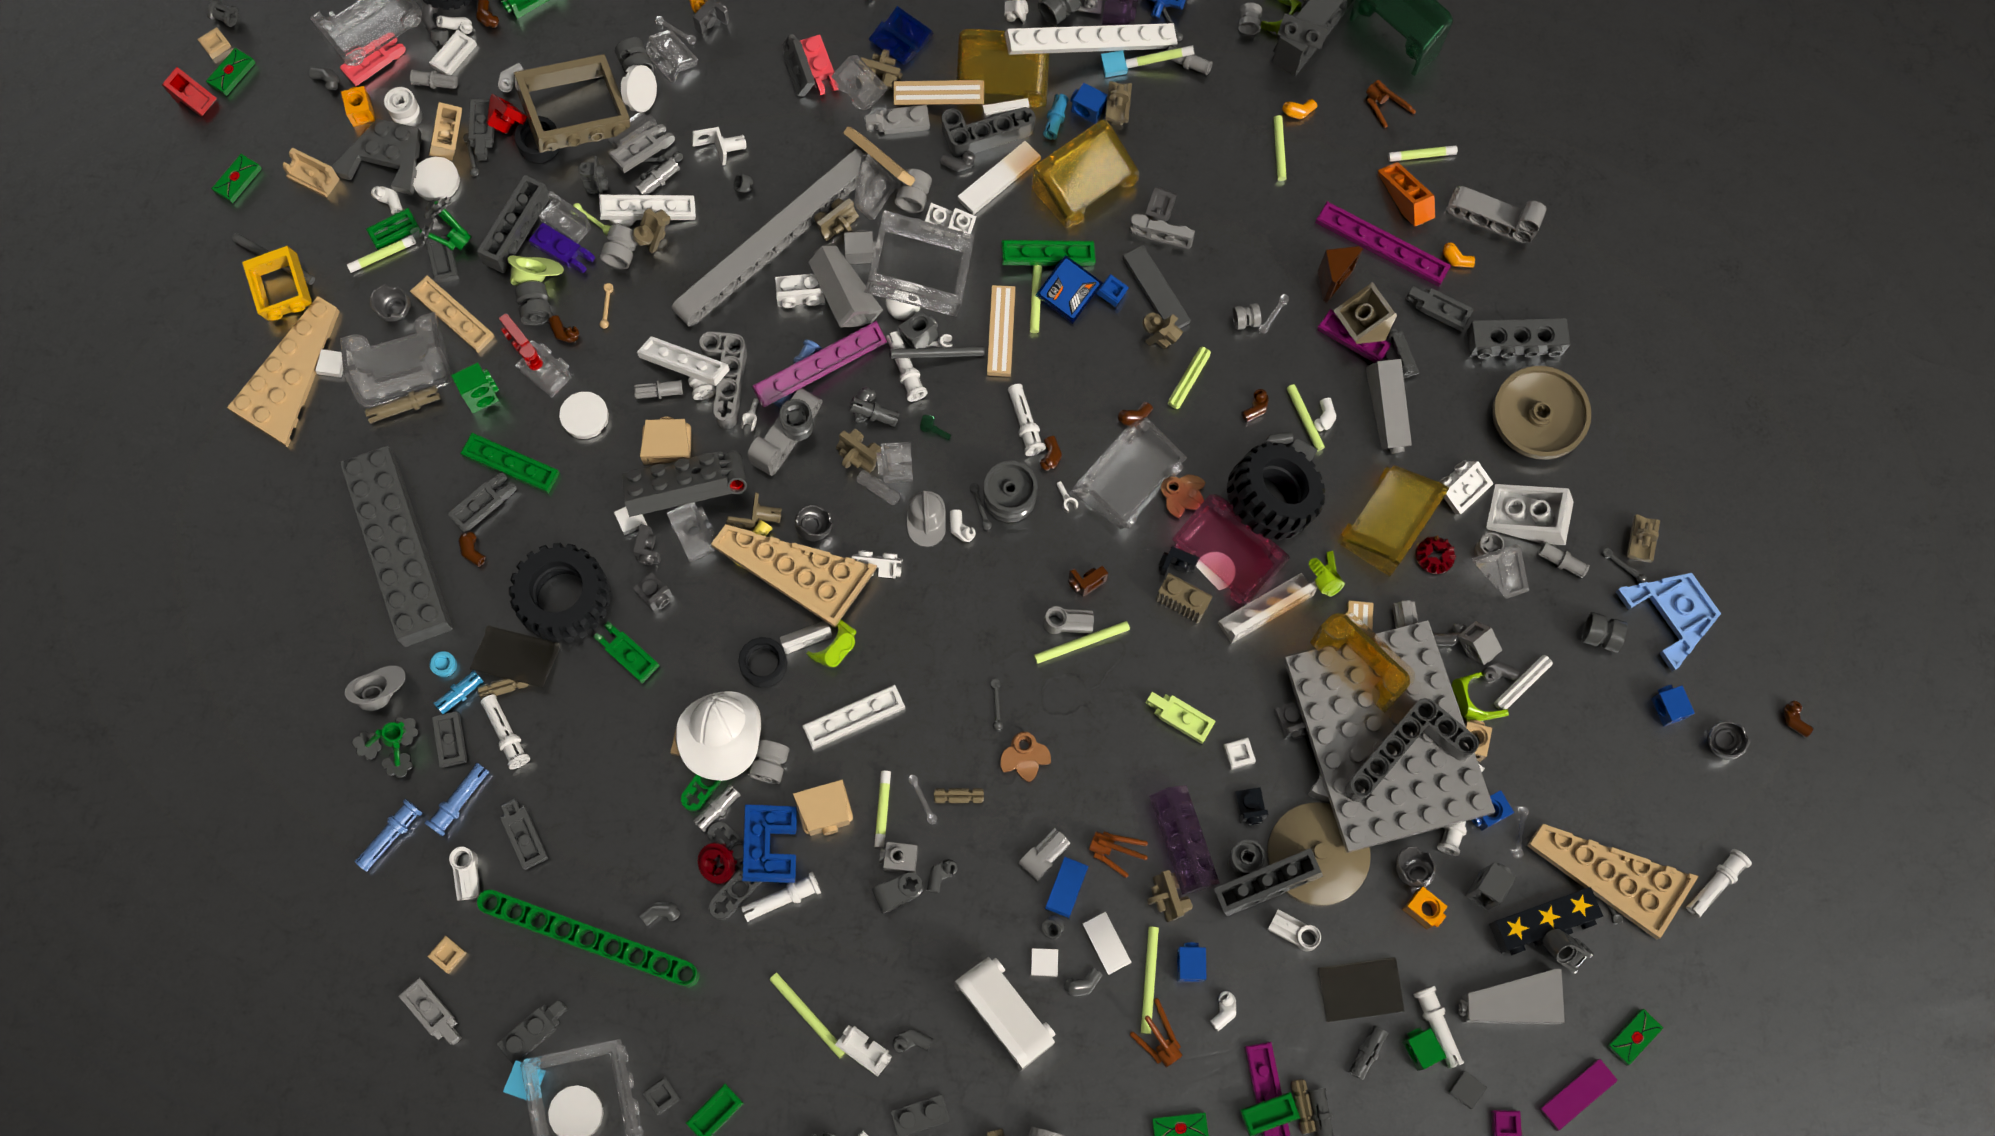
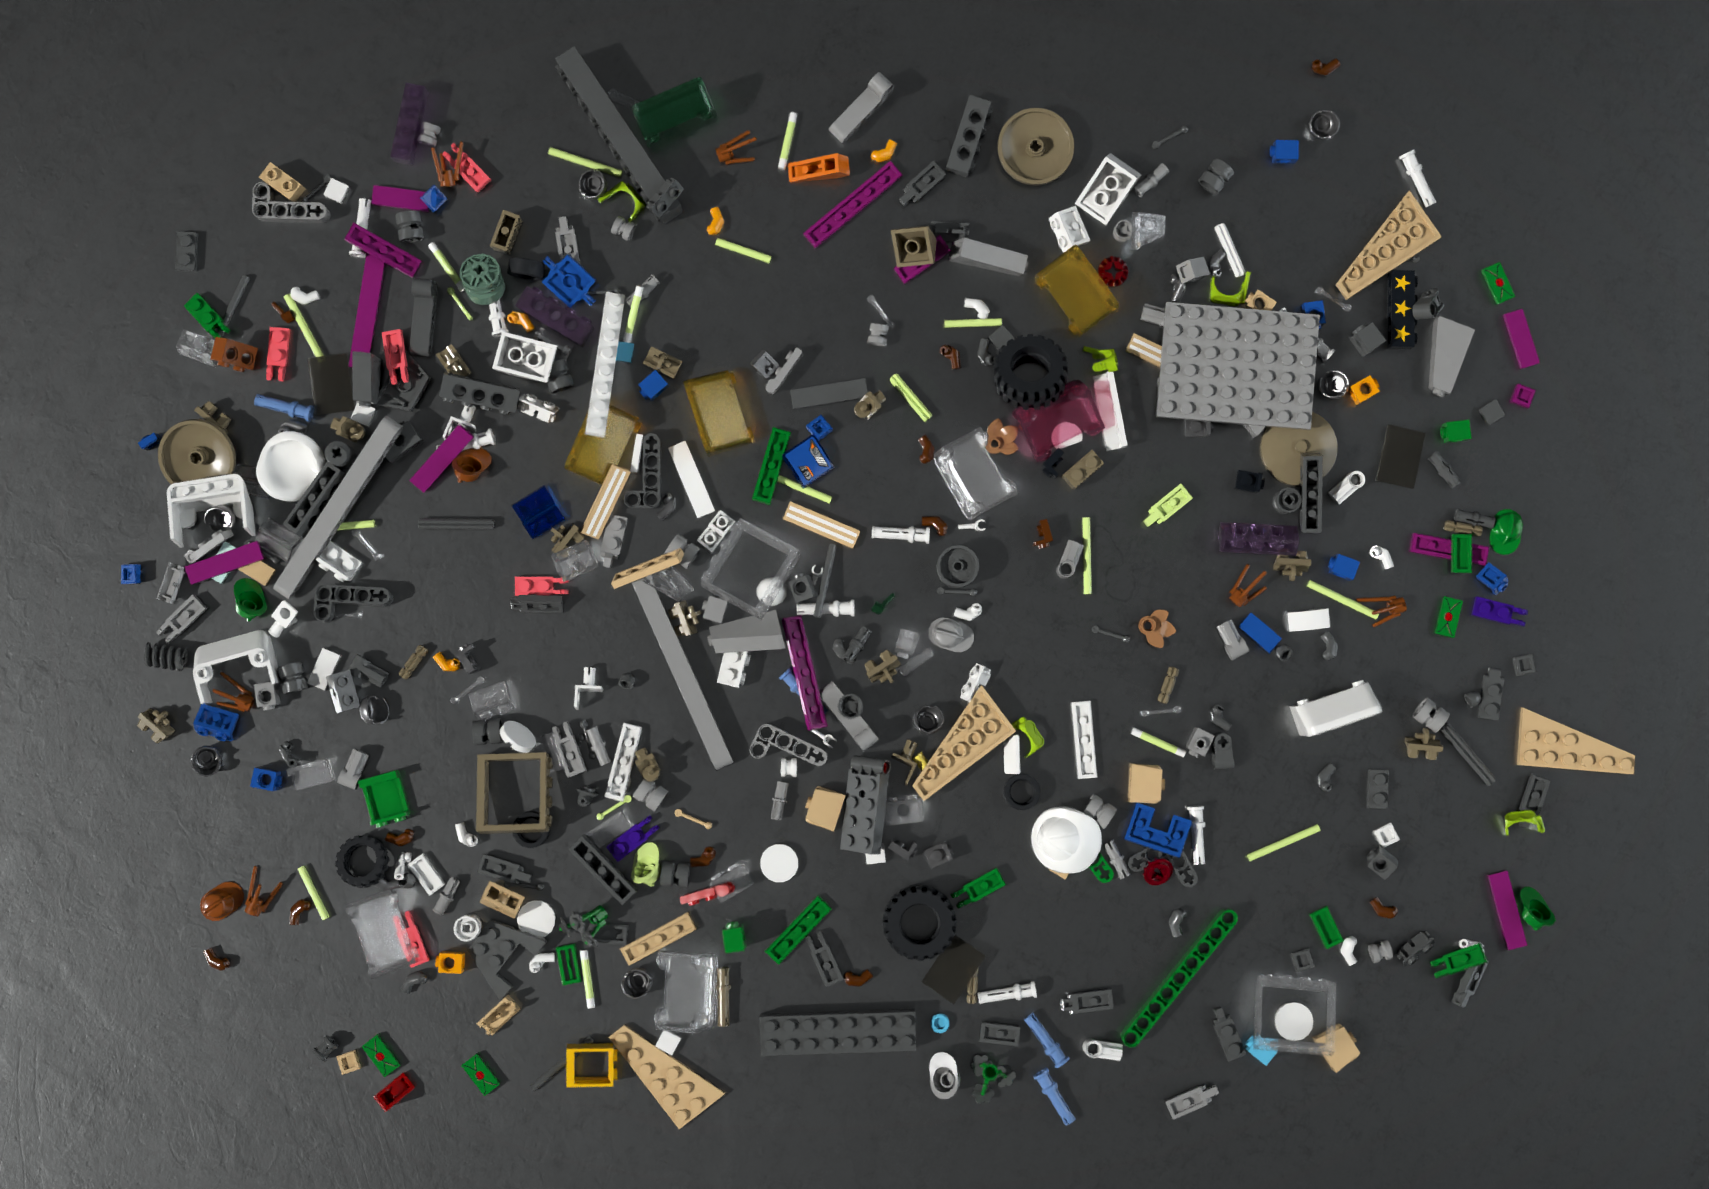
camera: 65 degrees left, 15 degrees up
(447, 954) = (1153, 1078): tan tile -> none
(458, 692) = (967, 1018): dark azure pin -> none
(503, 114) = (501, 848): red slope -> none
(683, 361) = (766, 775): white tile -> none
(871, 1055) = (1323, 813): white hinge -> none
(1044, 962) = (1305, 667): white tile -> none
(1055, 116) = (655, 415): dark azure pin -> none
(1239, 753) = (1208, 474): white tile -> none
(1336, 268) = (868, 252): reddish brown slope -> none
(1349, 629) = (1157, 364): clear yellow windscreen -> none
(1402, 743) = (1254, 360): dark grey beam -> none
(1434, 1014) = (1435, 414): white pin -> none
(1643, 539) = (1157, 115): dark tan hips -> none
(1683, 607) = (1216, 109): light blue wing -> none

